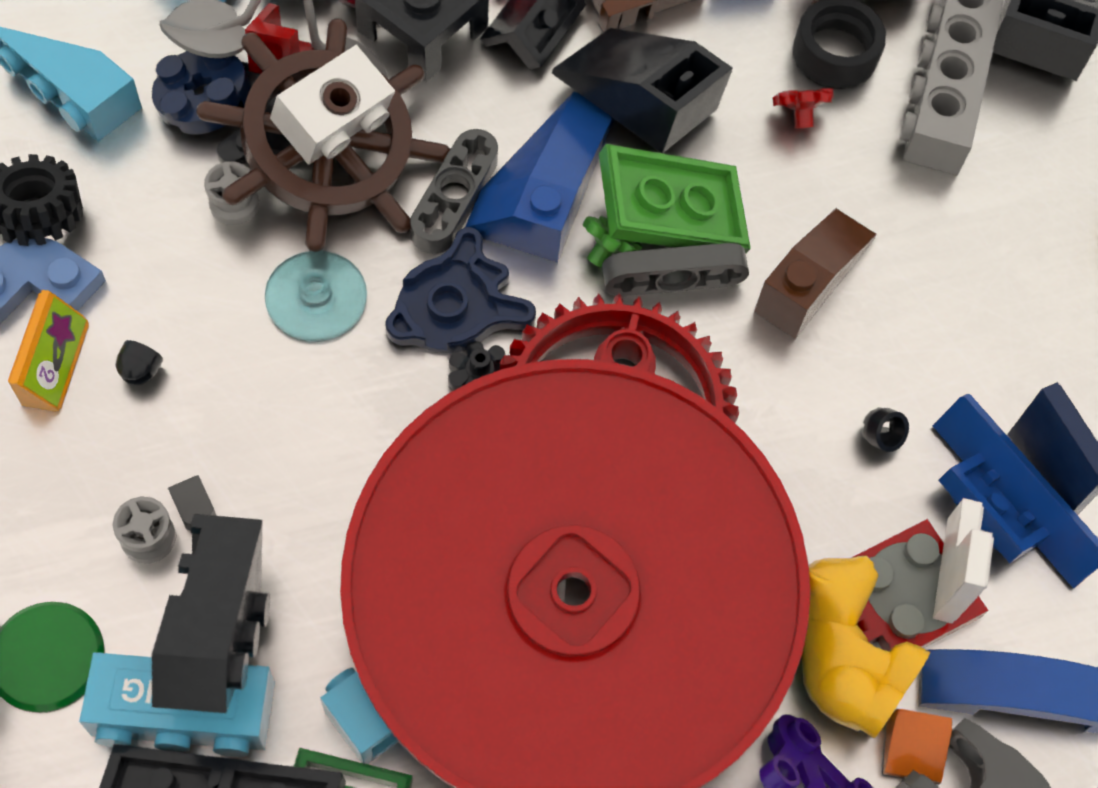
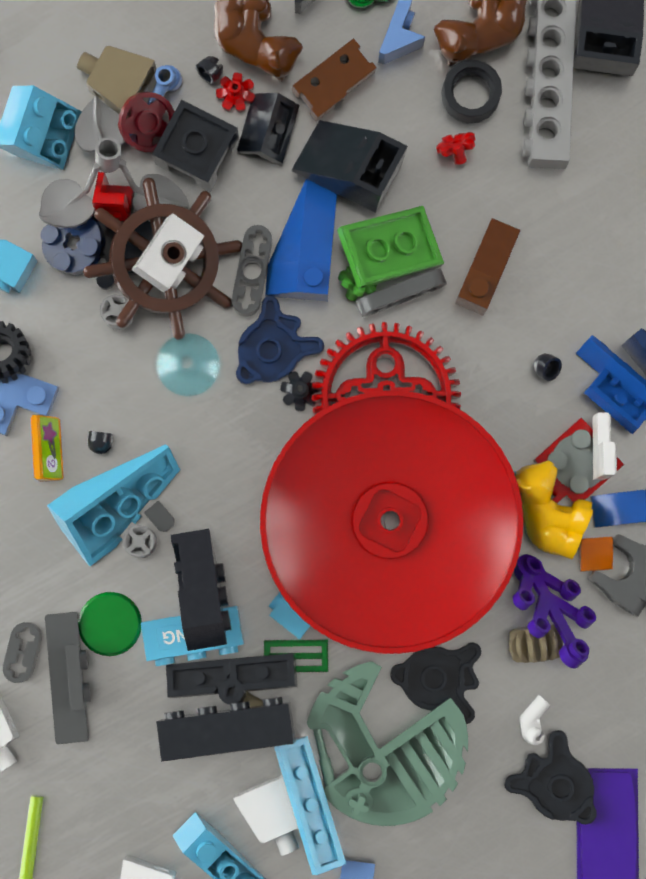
camera: 10 degrees left, 20 degrees up
(96, 460) = (105, 505): none -> medium azure wedge

